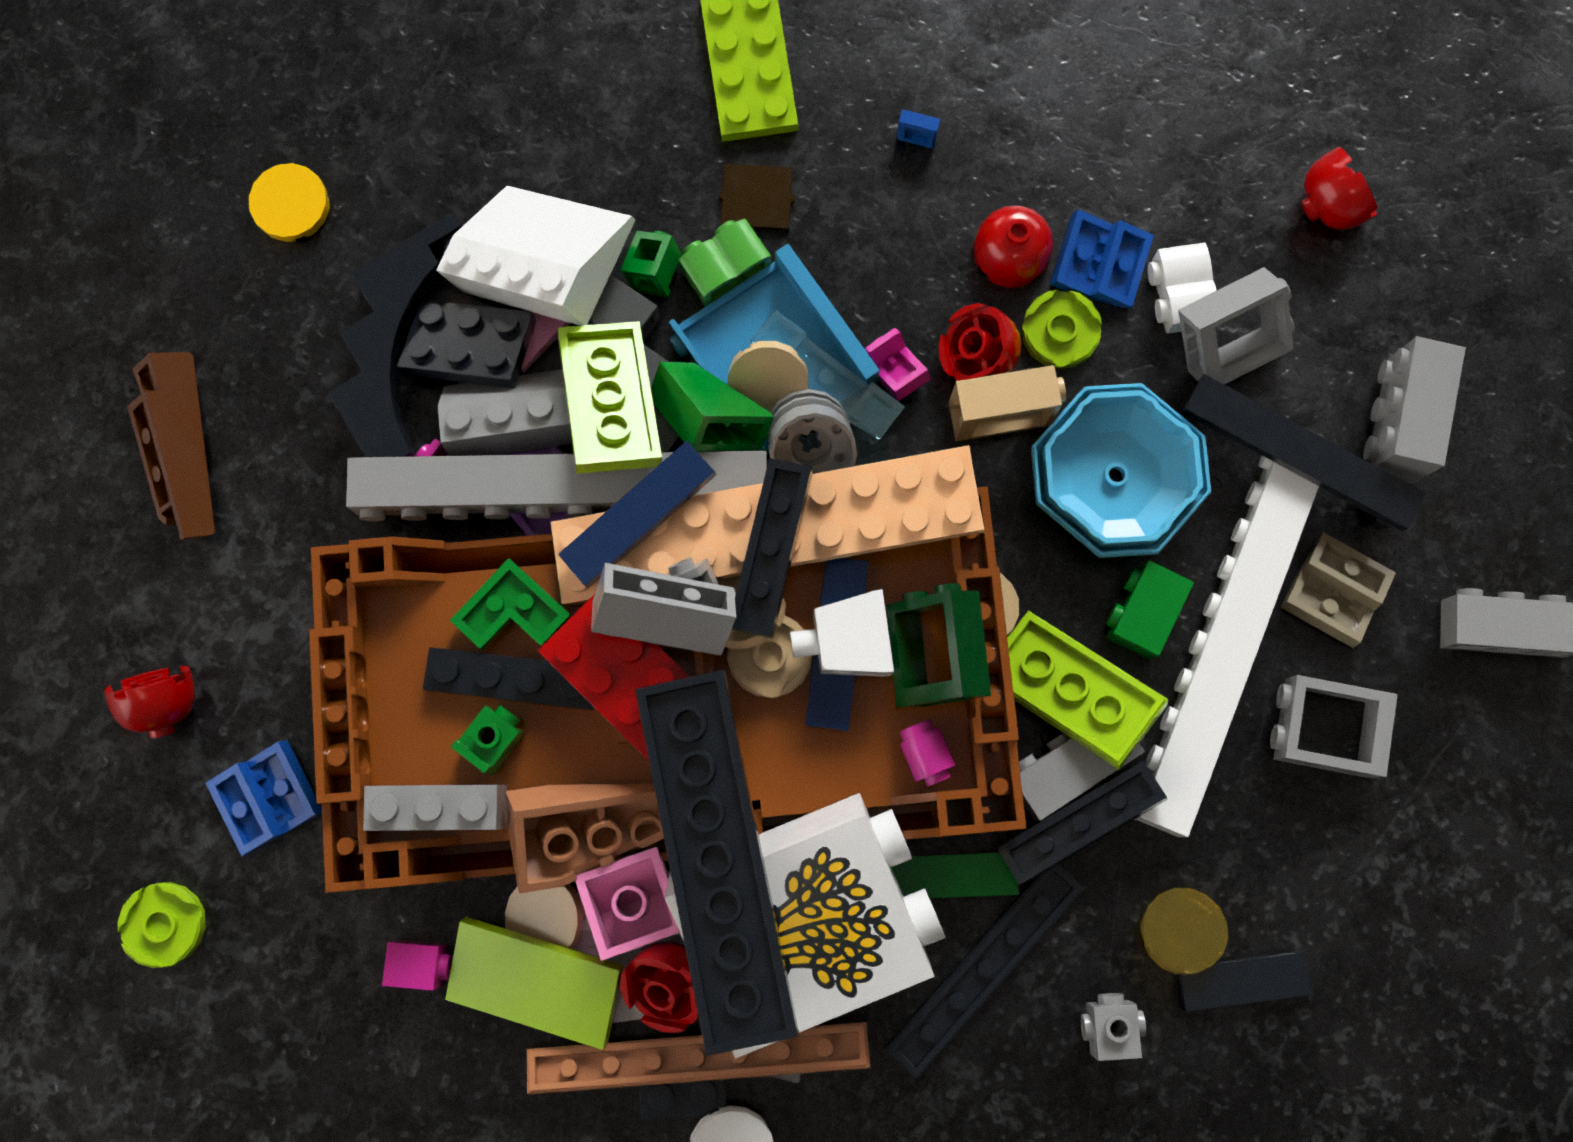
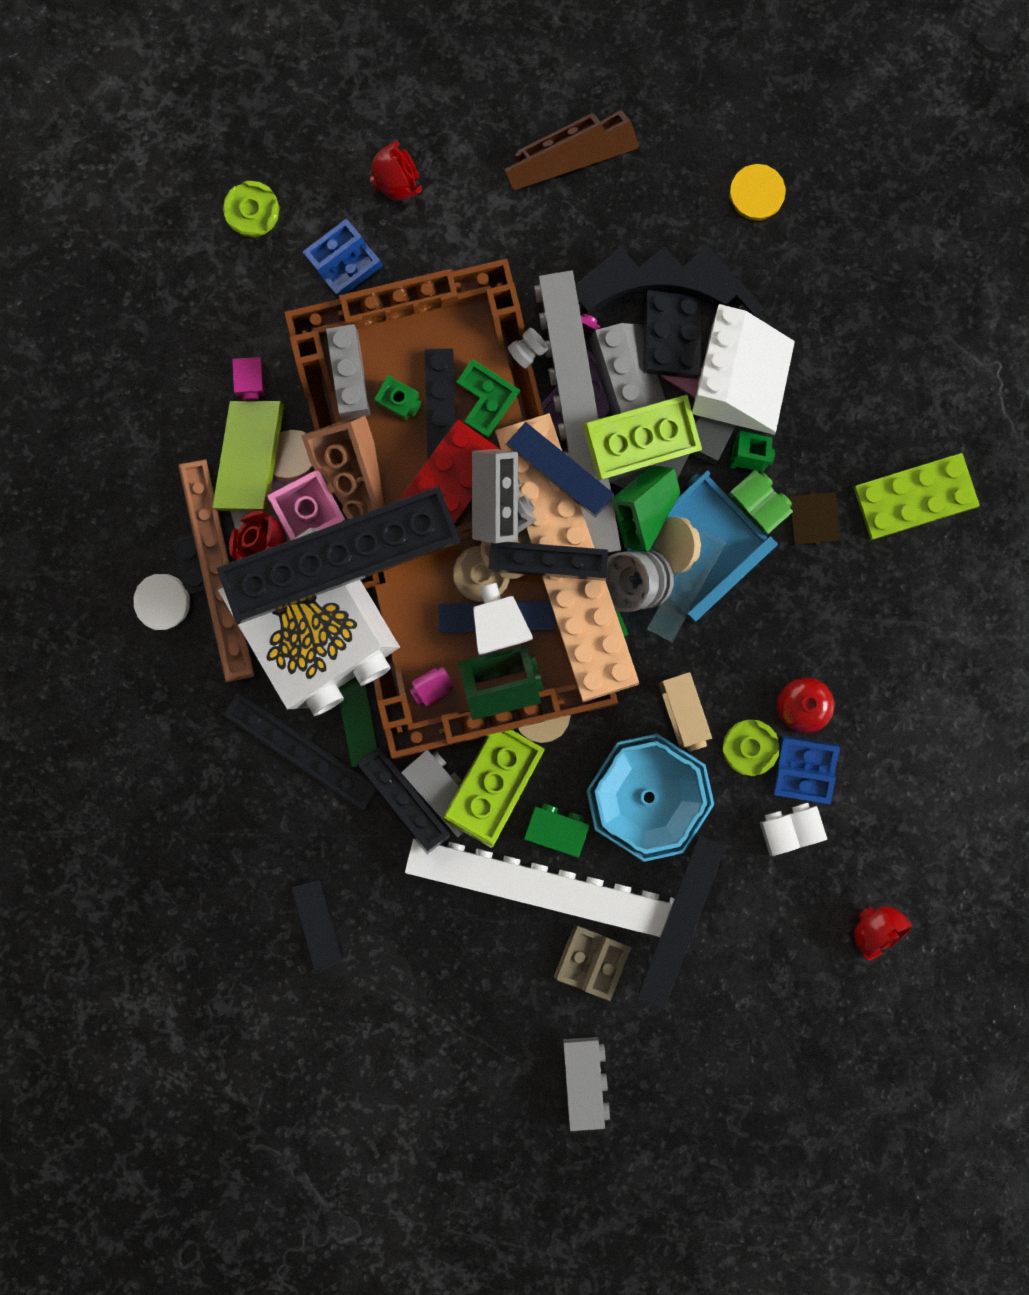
camera: 80 degrees right, 5 degrees up
(449, 538) = (526, 349): none -> light grey wheel
(898, 367) = (703, 633): dark pink bracket -> none
(918, 129) = (881, 625): blue tile -> none
(979, 343) = (724, 689): red cylinder -> none
(1124, 1038) = (263, 838): light grey brick -> none
(1184, 931) = (343, 880): clear yellow tile -> none
(1249, 351) = (752, 878): light grey window -> none
(1375, 732) = (494, 996): light grey window -> none
(1415, 409) = (725, 998): light grey brick -> none

